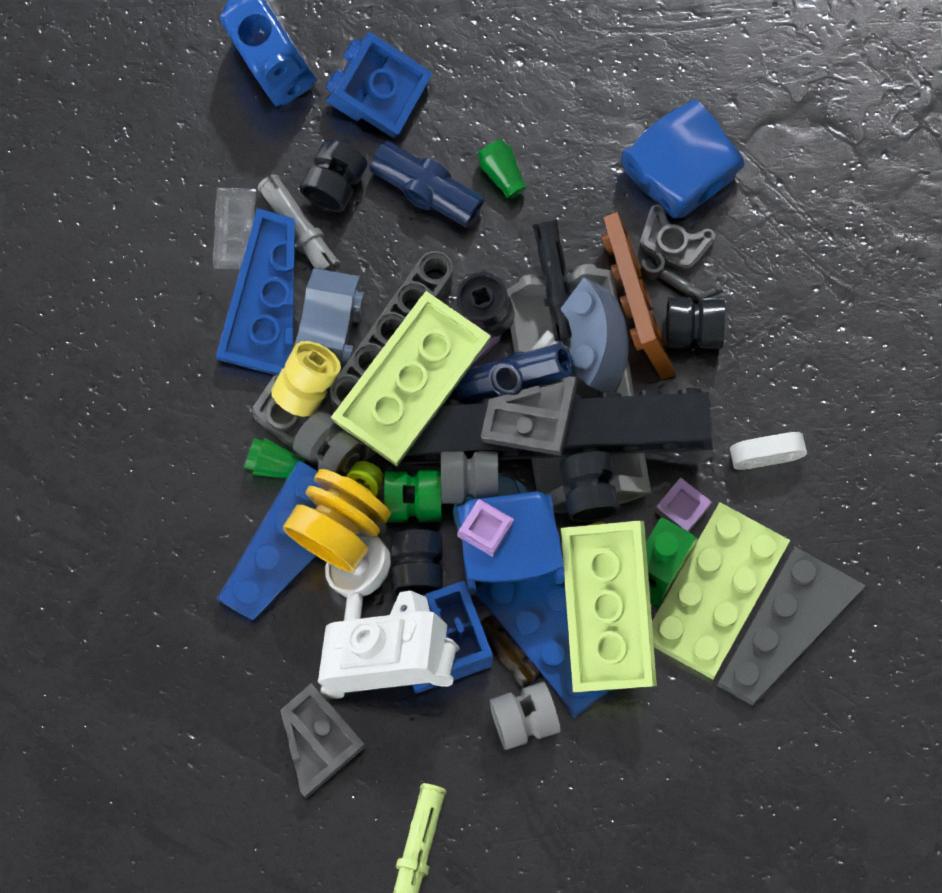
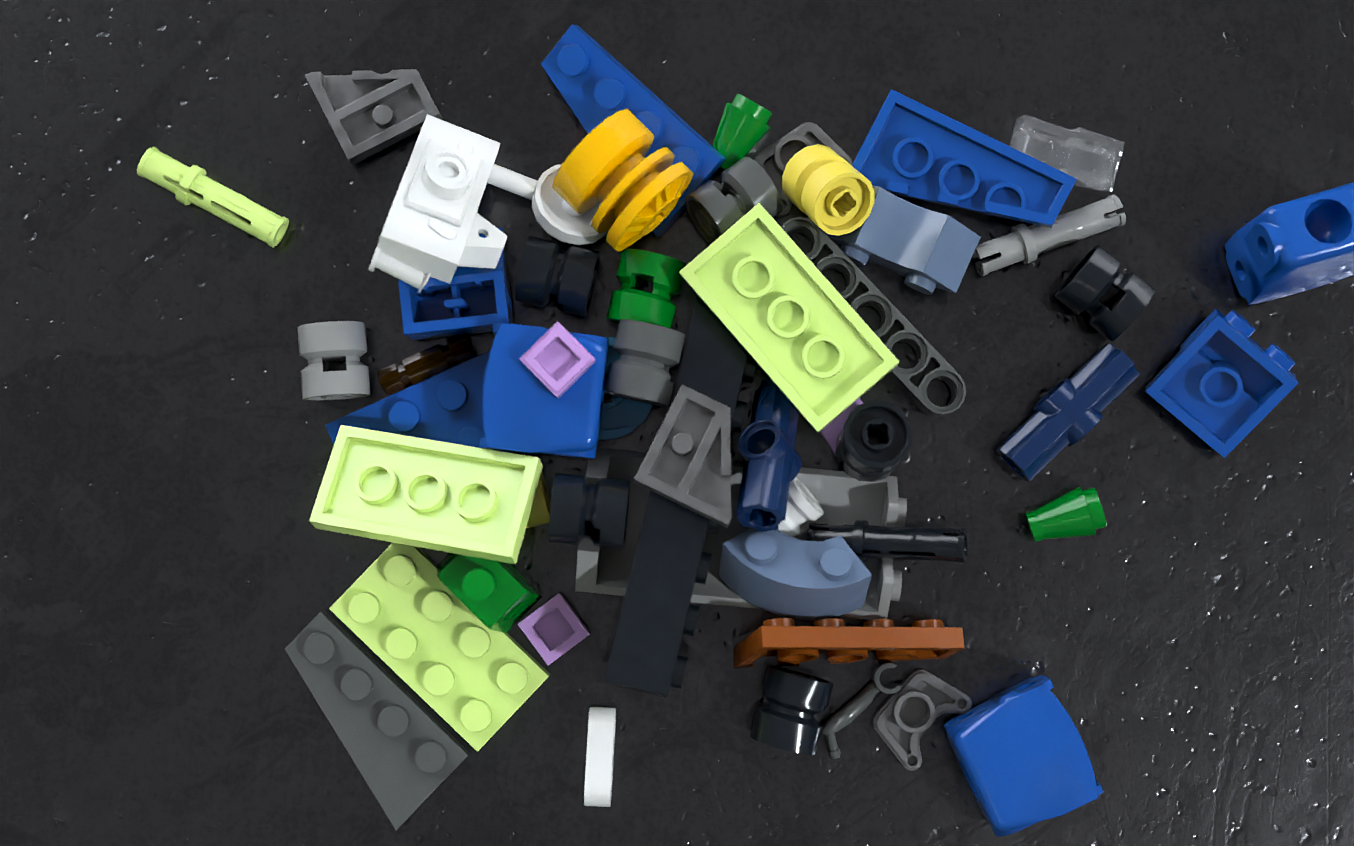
camera: 105 degrees right, 15 degrees up
(368, 472) = (678, 234): lime bush -> none

